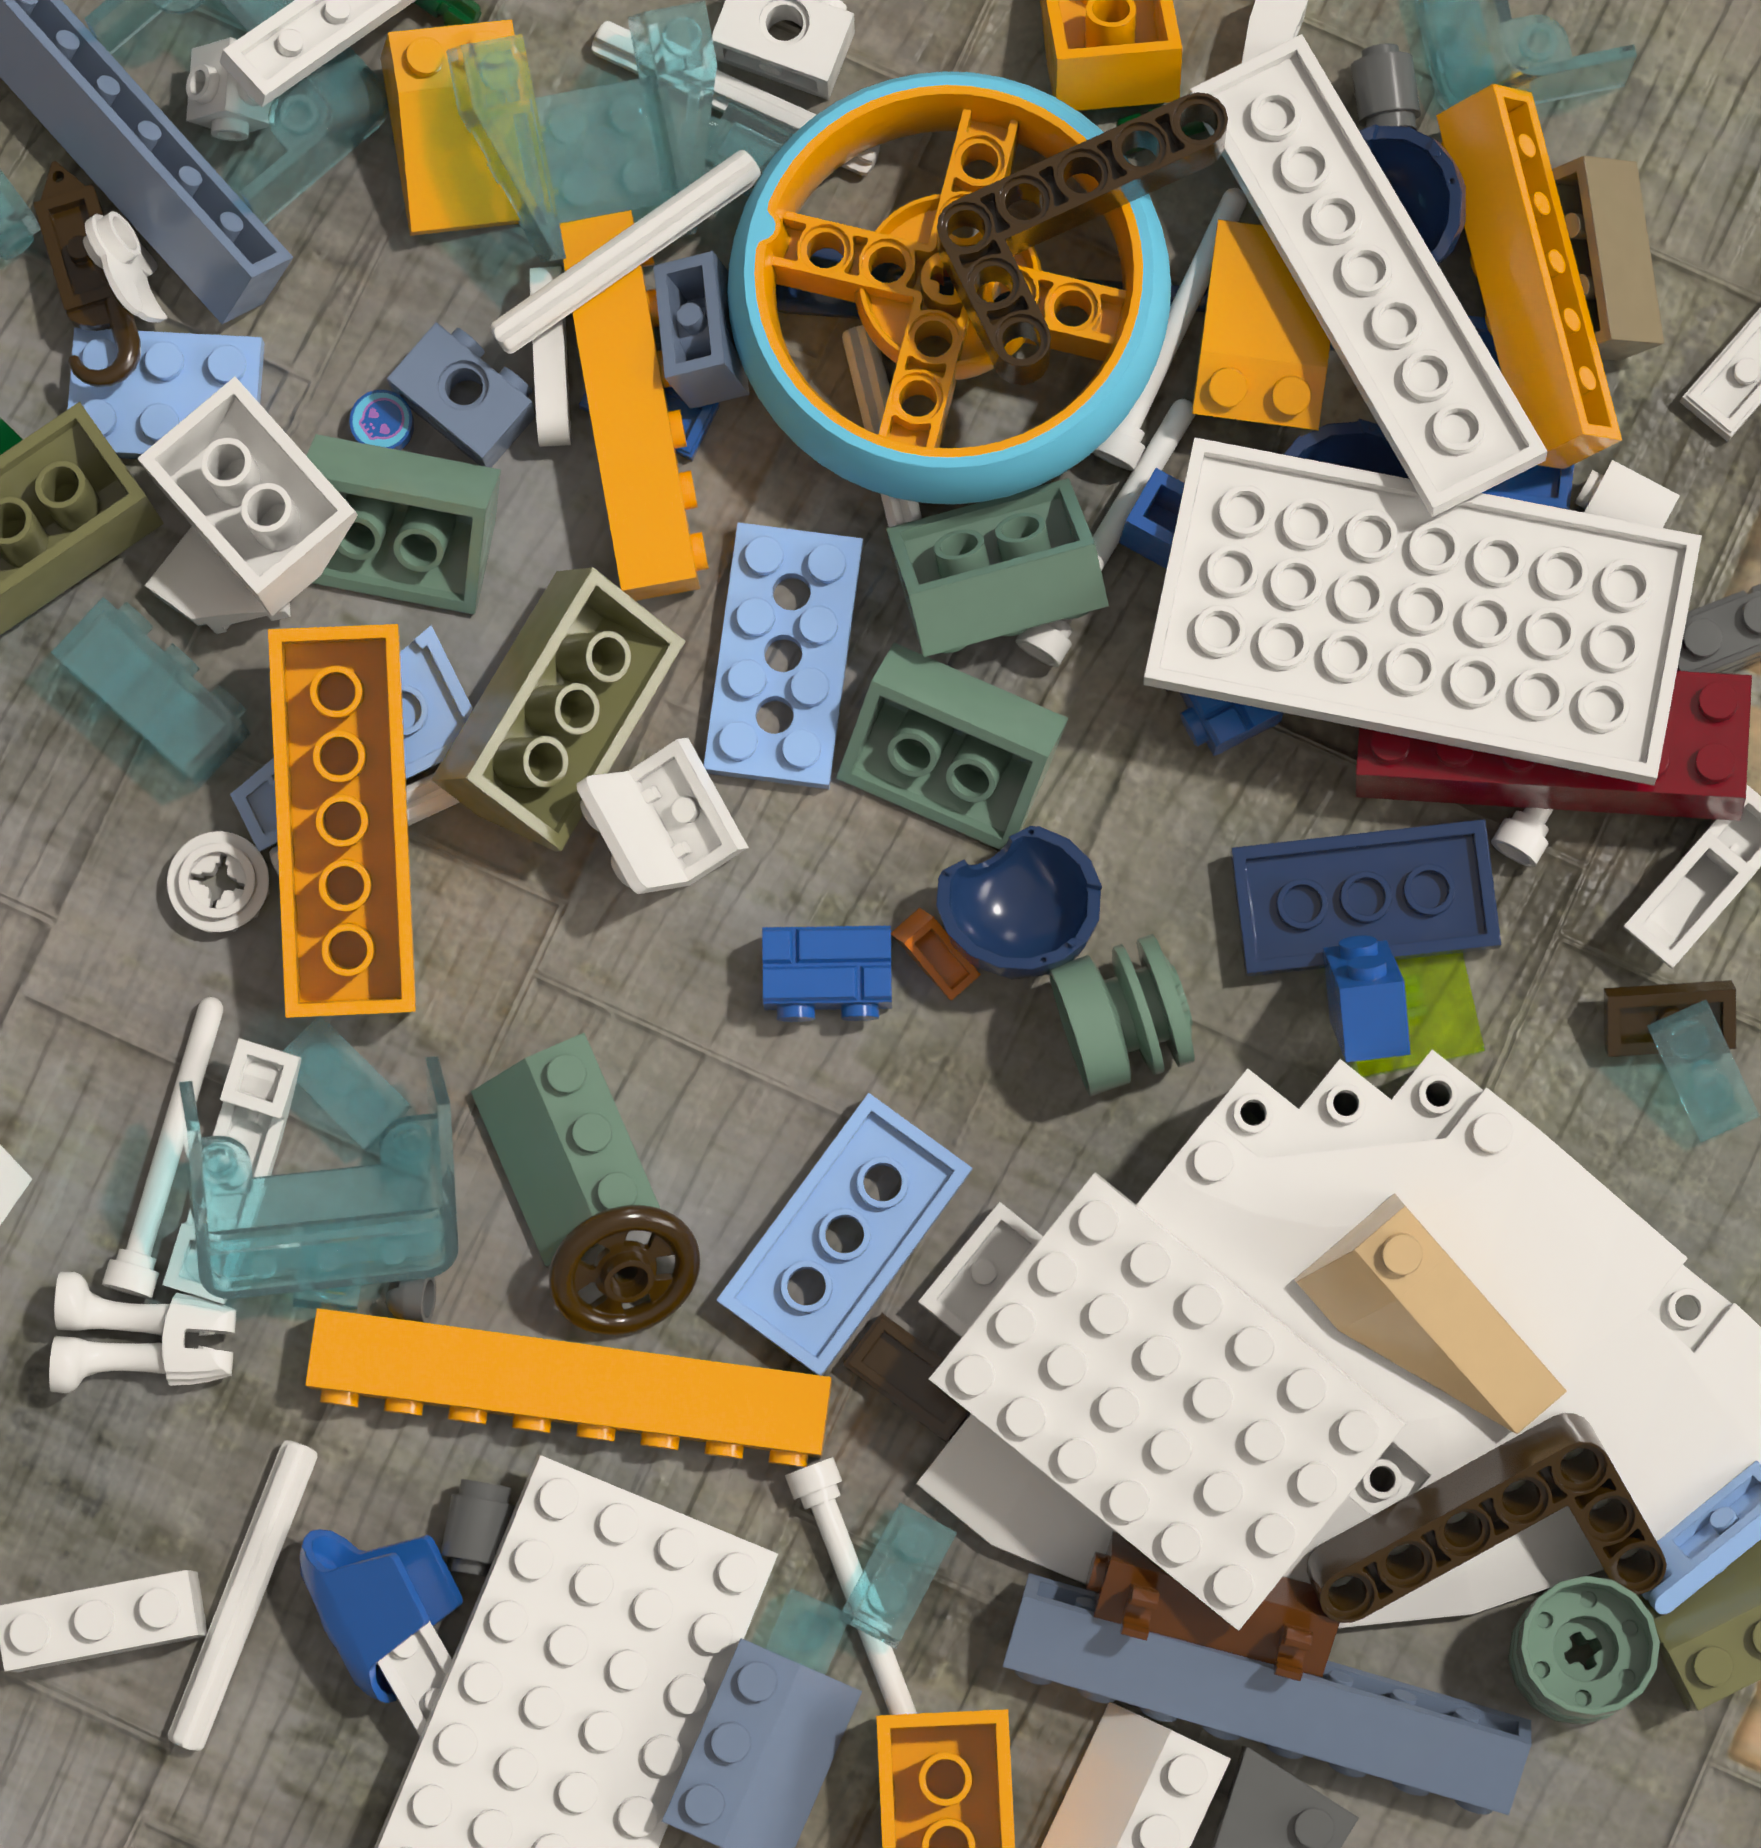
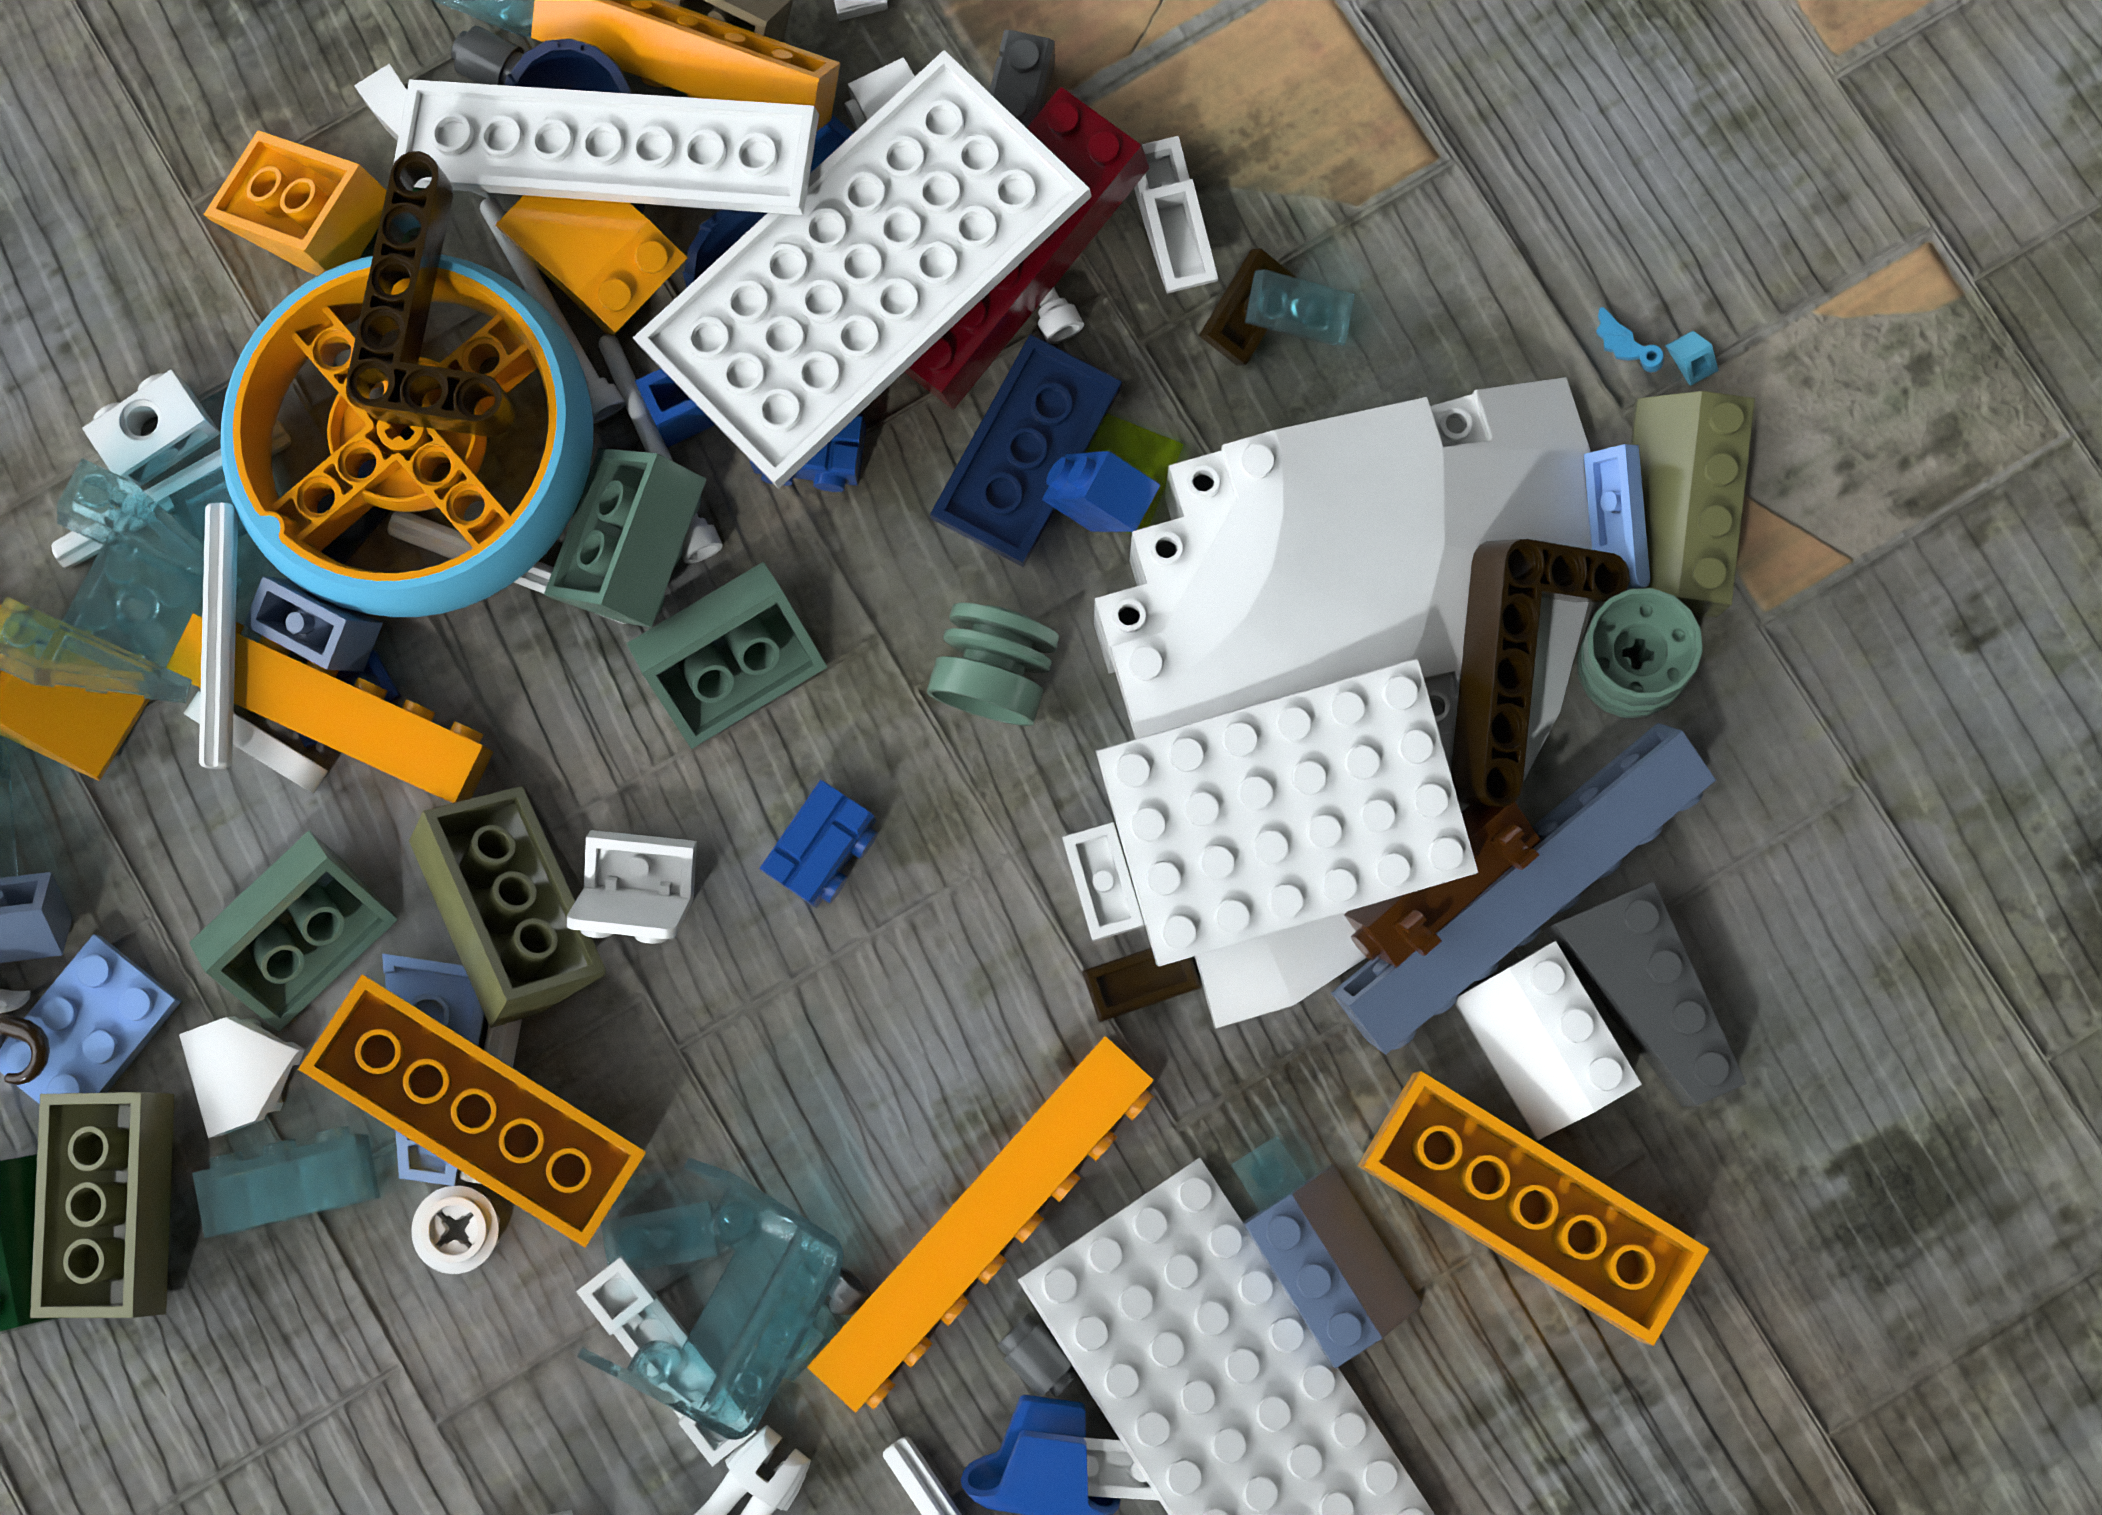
camera: 55 degrees left, 0 degrees up
(134, 1266) = (685, 1477): white piece -> none
(251, 495) = (195, 1016): white slope -> none
(382, 420) = (214, 889): tile -> none
(480, 428) = (204, 820): sand blue brick -> none
(561, 1141) = (817, 1112): sand green slope -> none
(623, 1284) = (930, 1129): dark brown plate -> none
(814, 687) = (580, 689): light blue plate -> none
(818, 1490) = (1175, 1099): white piece -> none
(853, 1279) = (1047, 971): light blue plate -> none
(897, 1575) = (1272, 1084): clear light blue plate -> none
(933, 952) = (859, 764): orange piece -> none
(1023, 906) = (871, 679): dark blue cylinder -> none
(1418, 1309) = (1343, 593): tan wedge -> none

